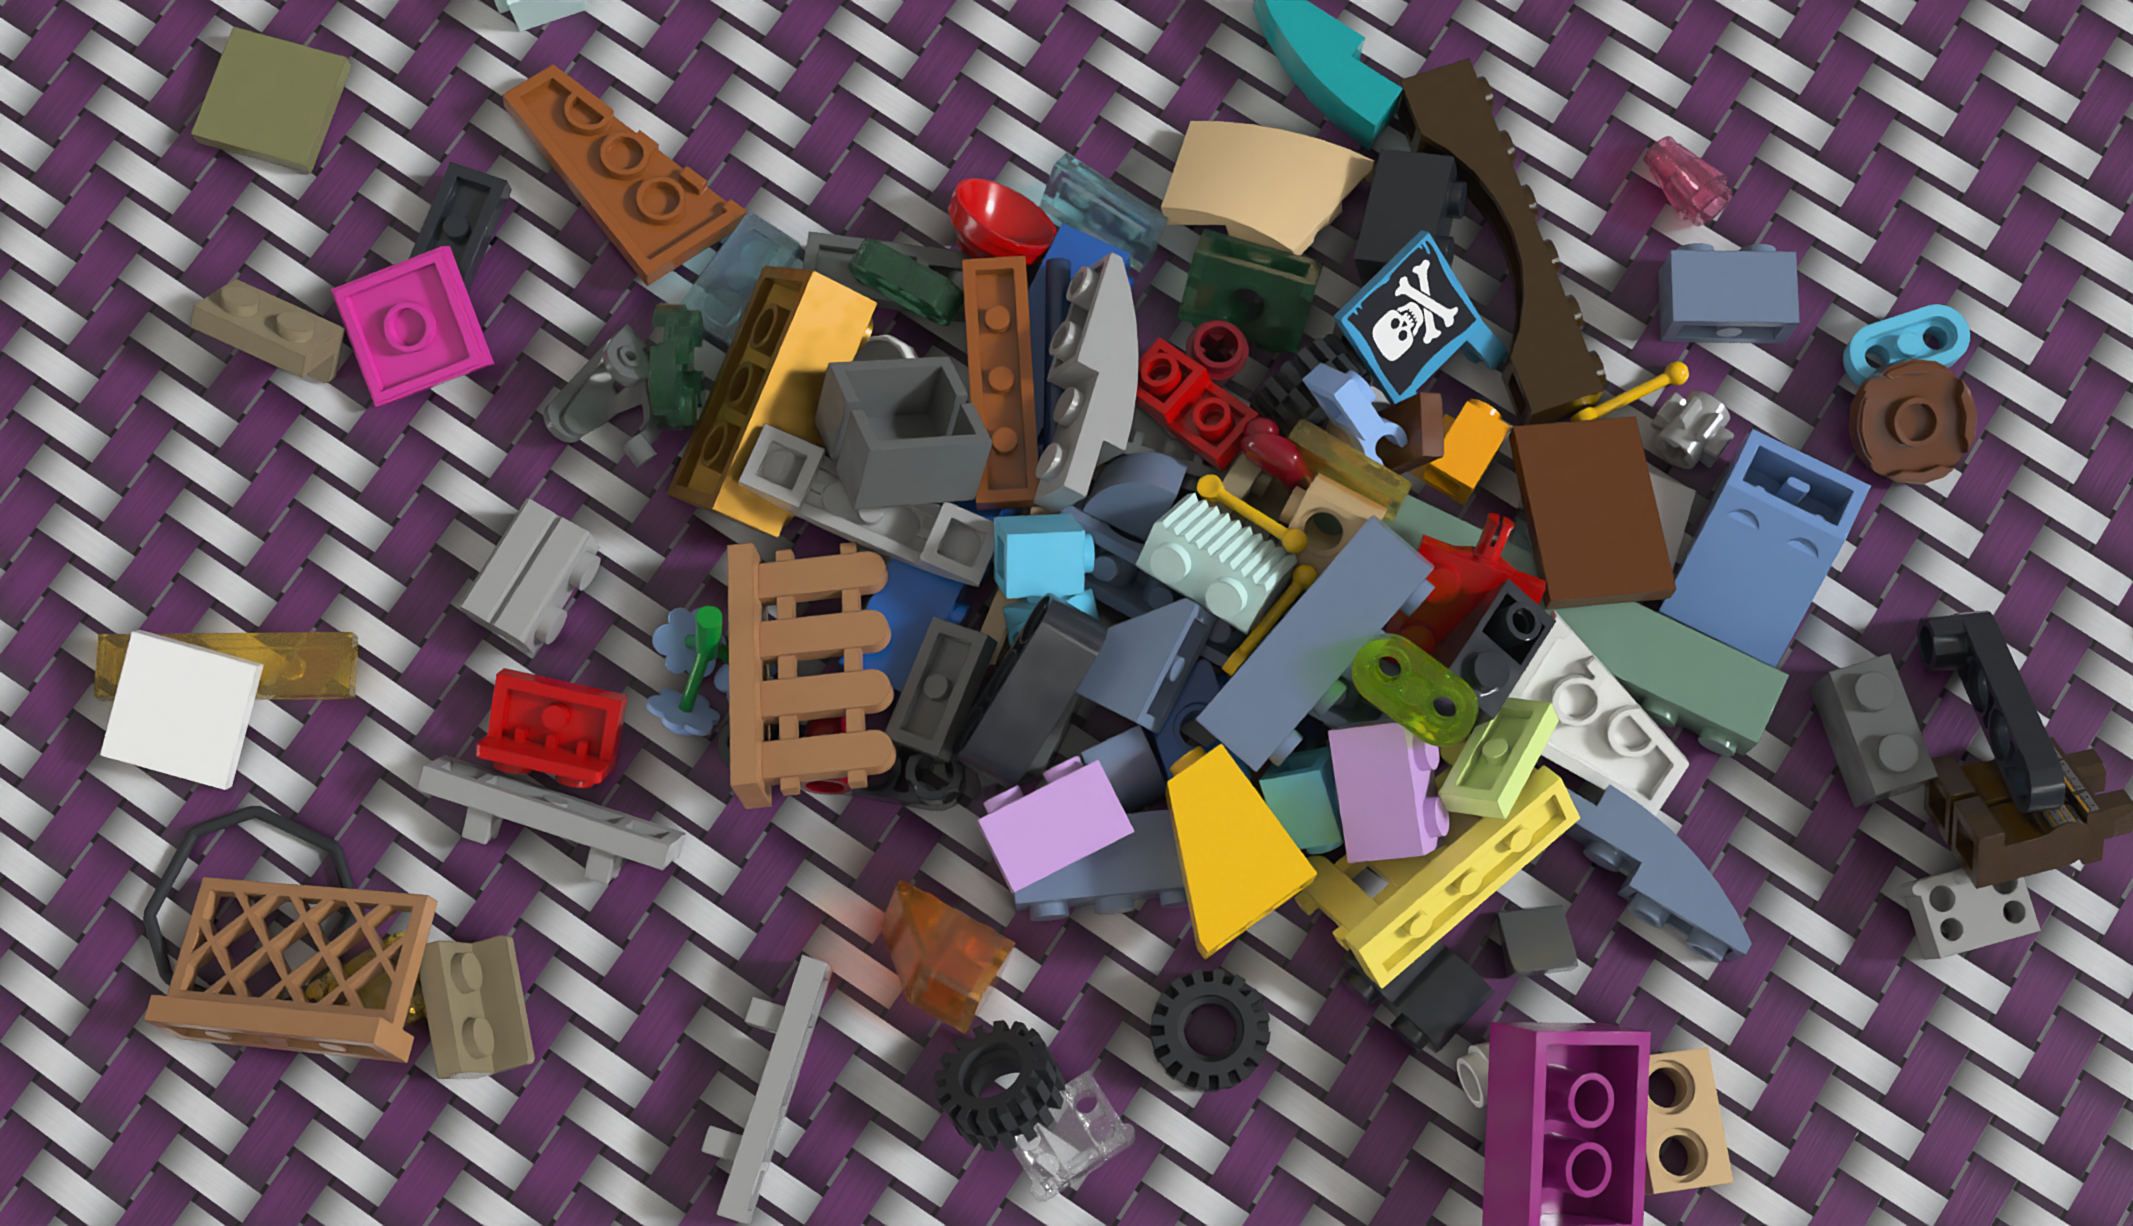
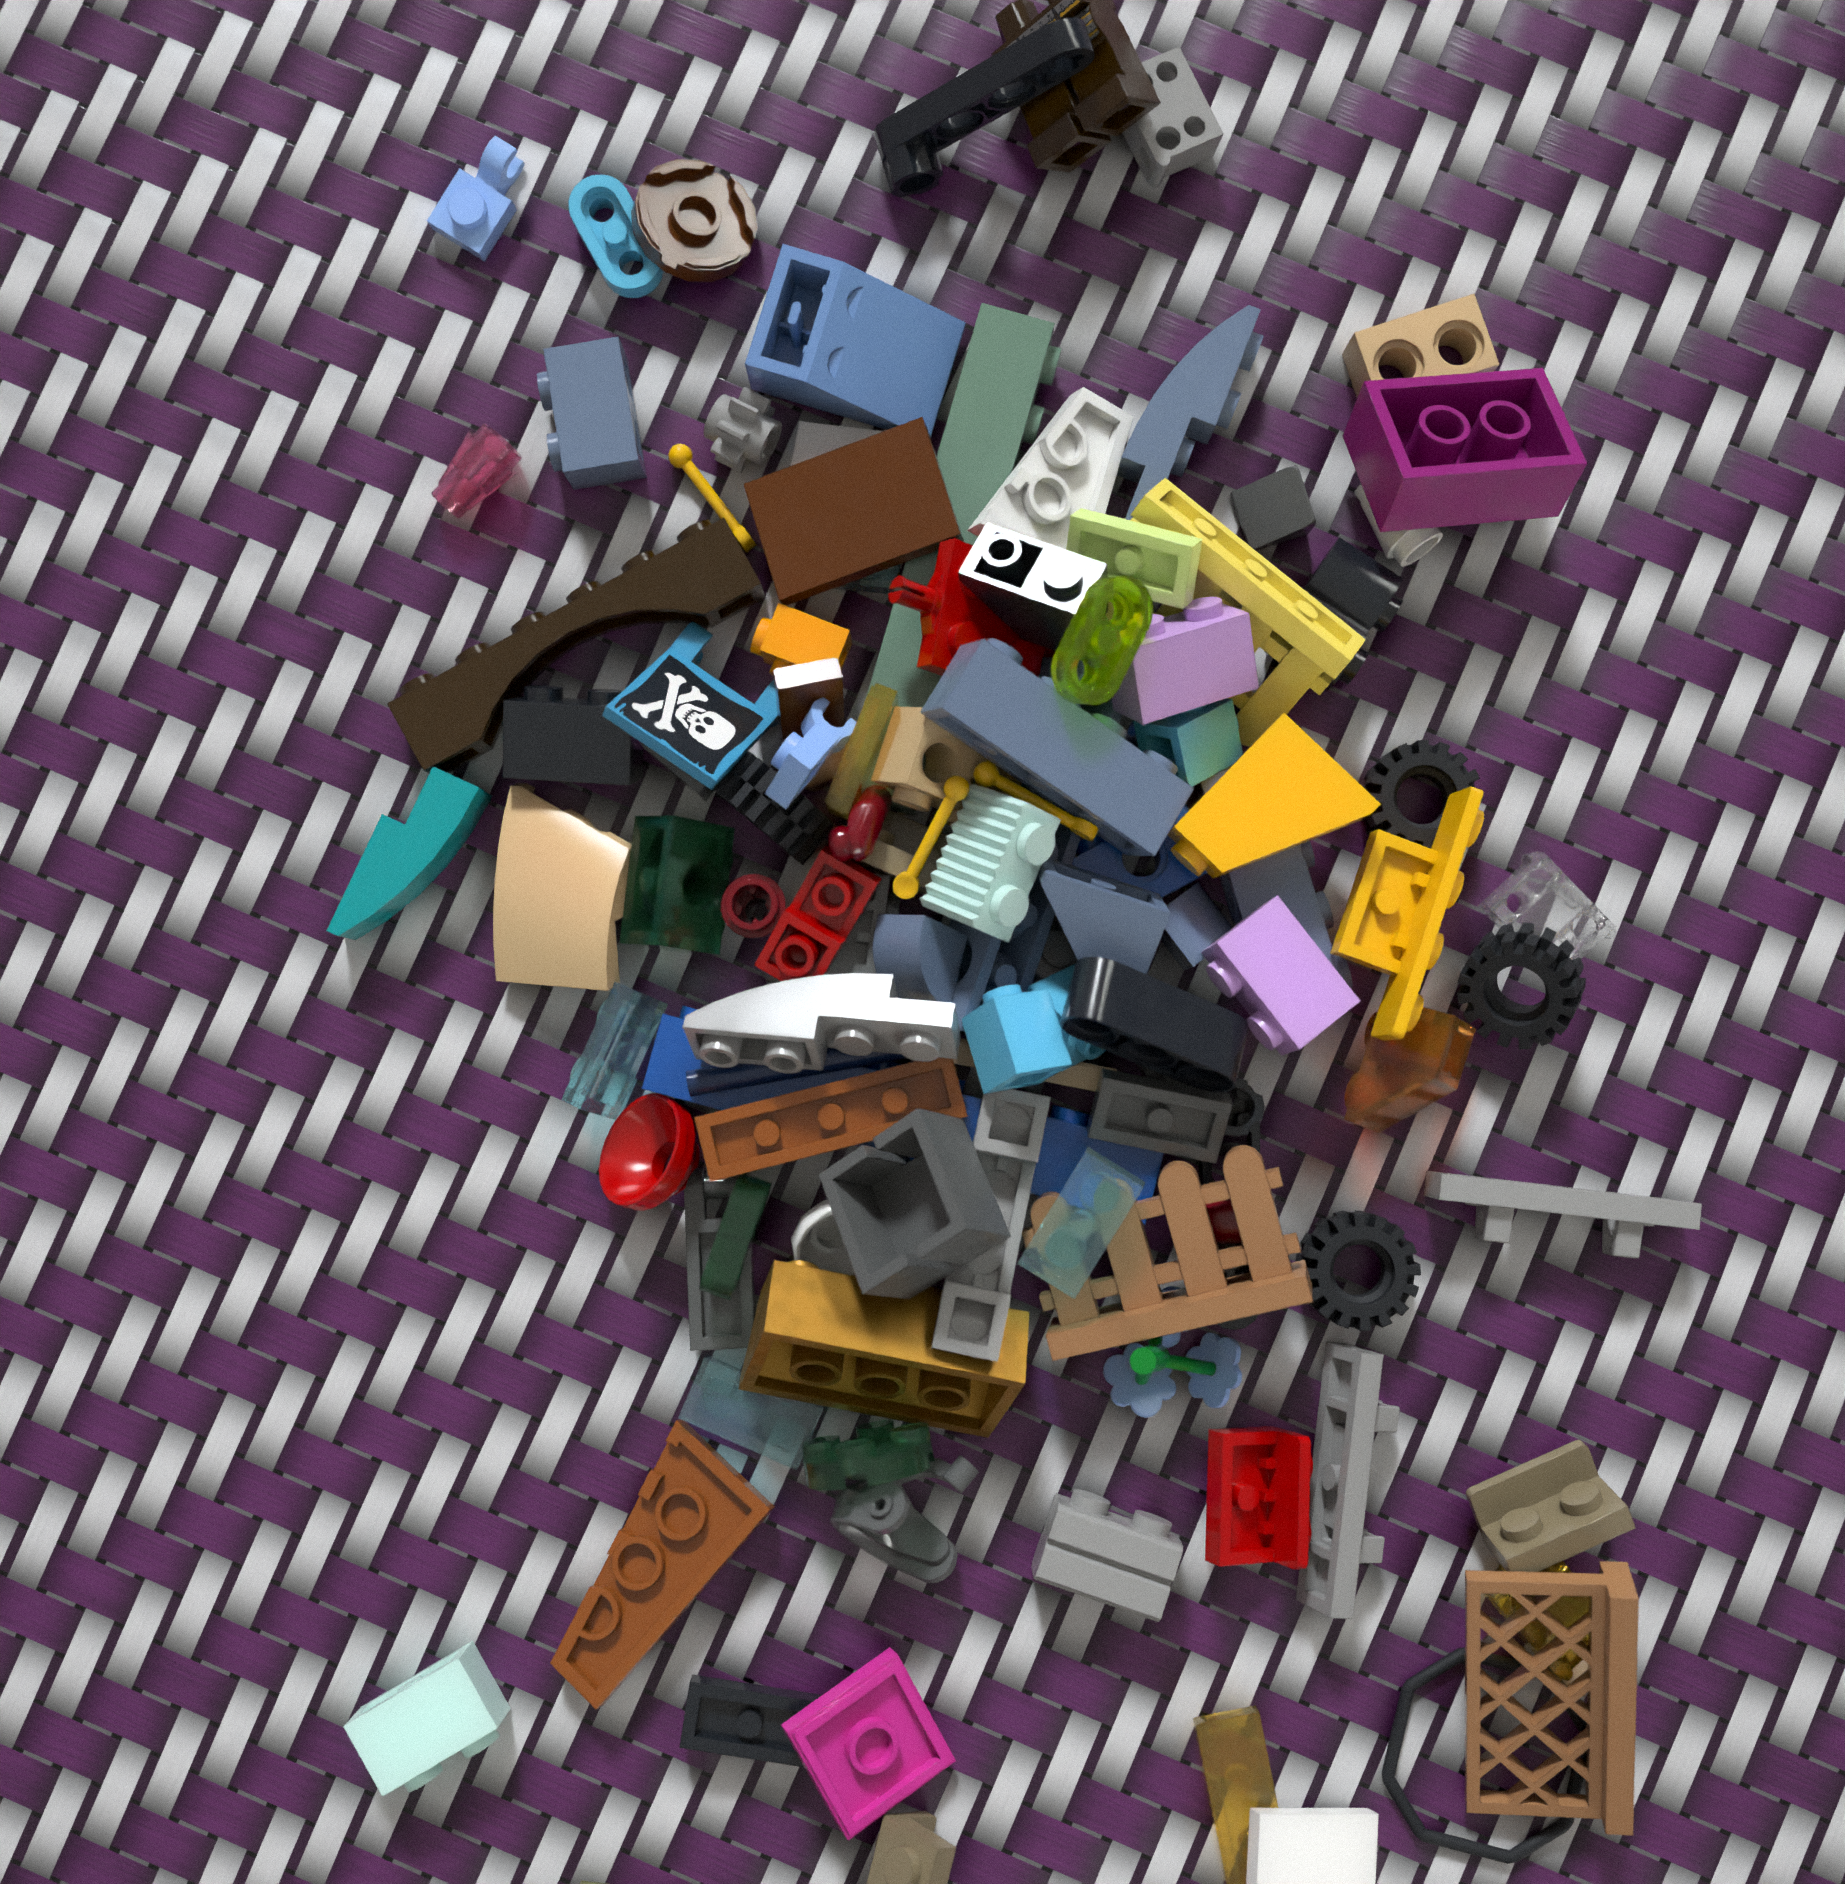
camera: 100 degrees left, 10 degrees up
(722, 844) = (1396, 1273): none -> black tyre
(853, 587) = (1081, 1222): none -> clear light blue plate
(1104, 963) = (1400, 905): none -> yellow bracket
(1872, 730) = (1015, 221): dark grey brick -> none
(1952, 223) = (475, 208): none -> light blue plate

